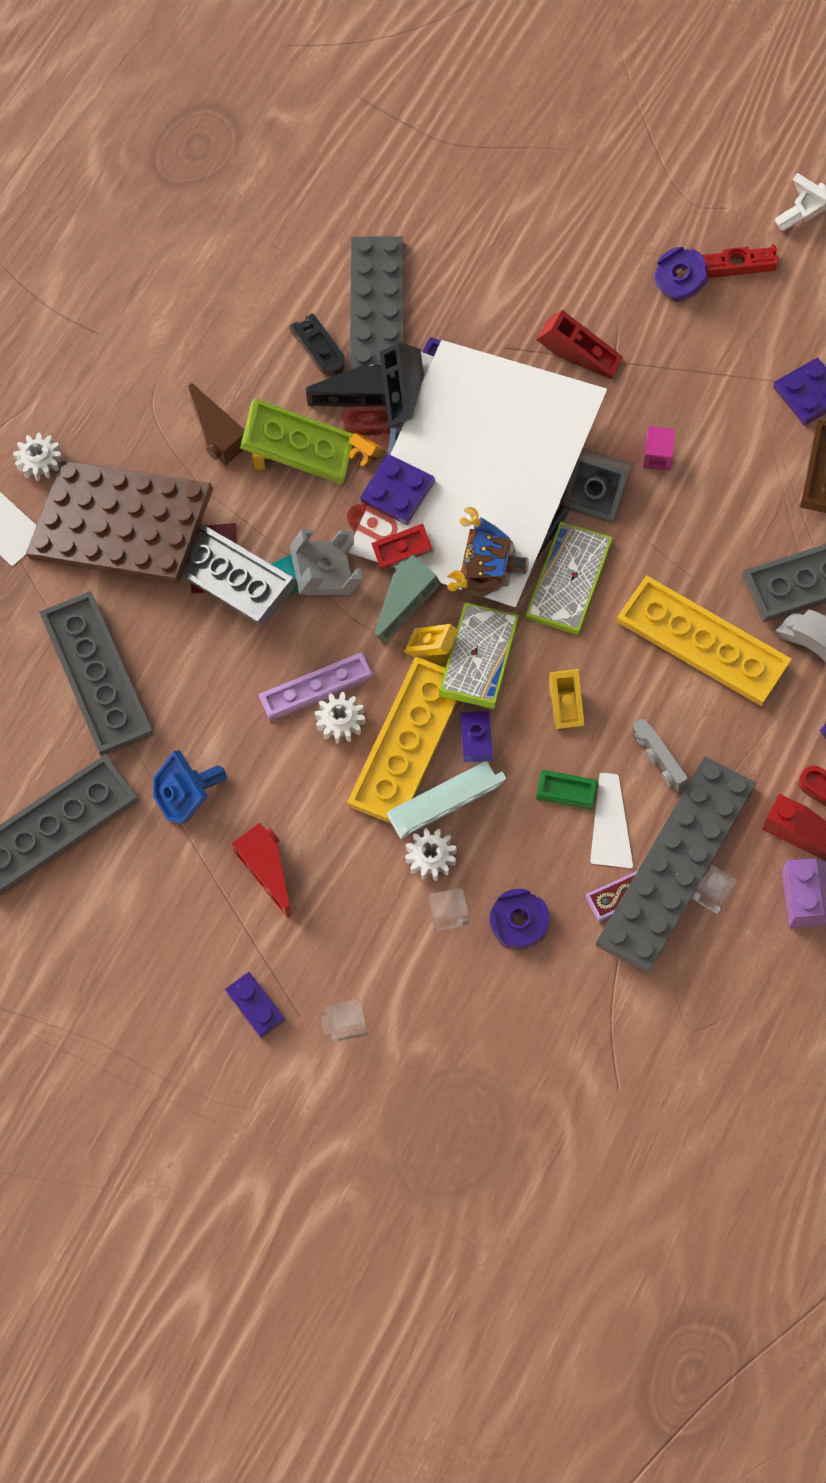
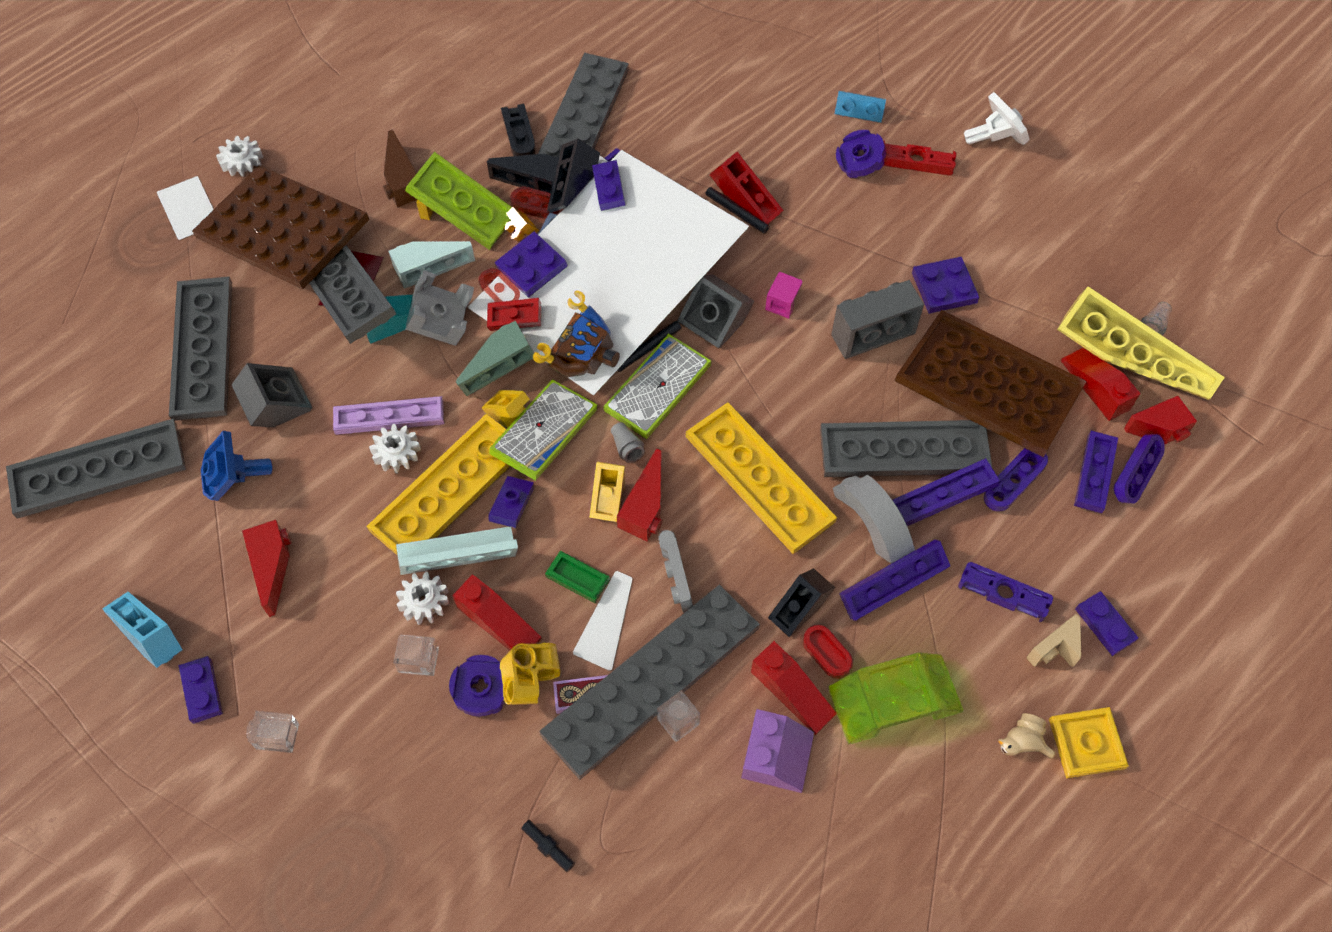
camera: 15 degrees right, 5 degrees down
(176, 965) = (143, 629): none -> medium azure slope
(190, 701) = (270, 394): none -> dark grey slope
(285, 514) = (434, 257): none -> light aqua slope
(445, 383) = (608, 185): none -> dark purple plate
(507, 850) = (493, 614): none -> red slope
(558, 891) = (521, 682): none -> yellow piece
(564, 645) = (628, 444): none -> light grey cone
(576, 369) = (737, 210): none -> black piece
(606, 698) = (643, 505): none -> red slope
(640, 1041) = (548, 846): none -> black bar
(660, 220) = (860, 106): none -> dark azure hinge
(761, 448) = (877, 319): none -> dark grey brick
(787, 749) = (801, 601): none -> black slope

